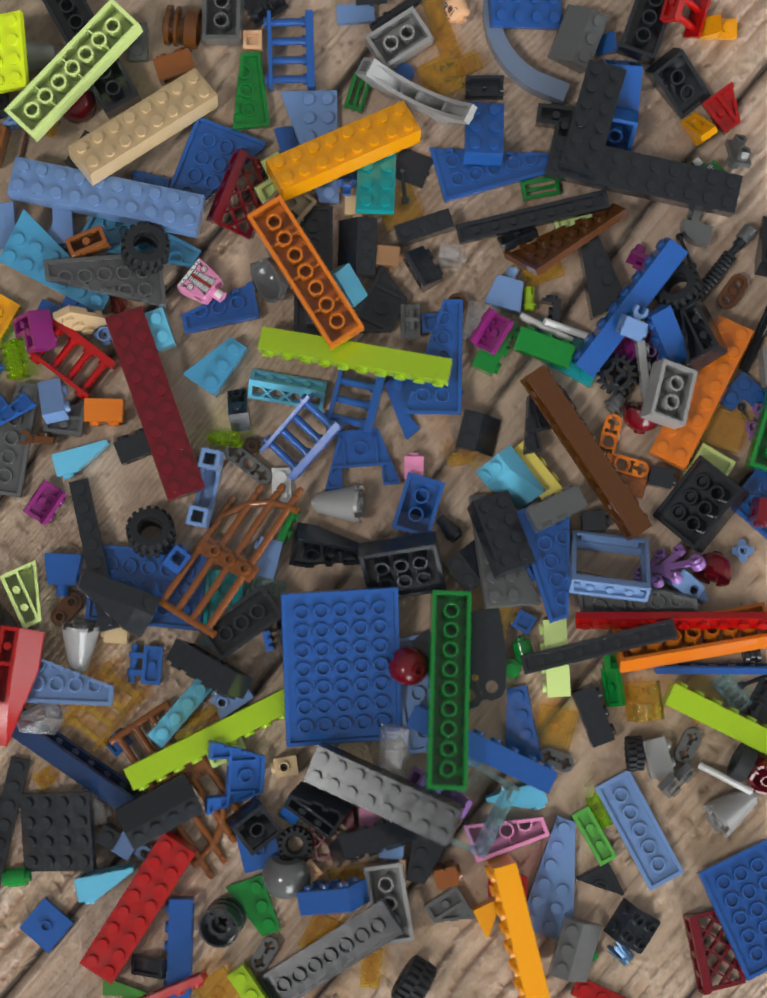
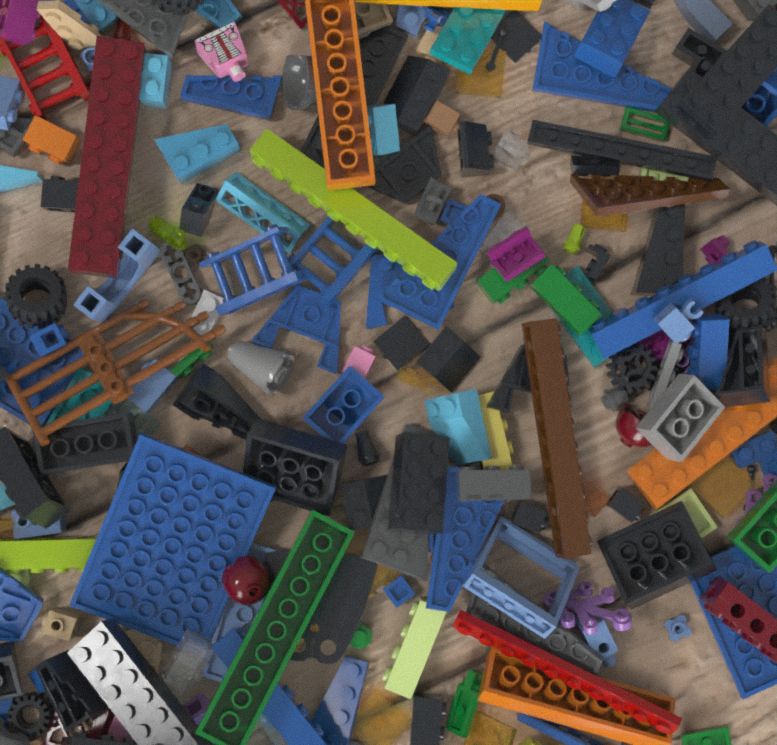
camera: 20 degrees right, 0 degrees up
(267, 640) = (111, 469): blue tile -> none
(424, 228) = (496, 106): black brick -> none
(437, 438) = (401, 343): none -> black piece
(506, 292) = (553, 219): medium blue torso -> none
(521, 647) = (383, 623): green brick -> none
(538, 324) = (576, 277): white bar -> none
(565, 328) = (598, 289): white bar -> none
(599, 646) = (468, 661): black plate -> none
(613, 457) = (583, 456): orange beam -> none
(717, 569) = (641, 637): dark red cylinder -> none

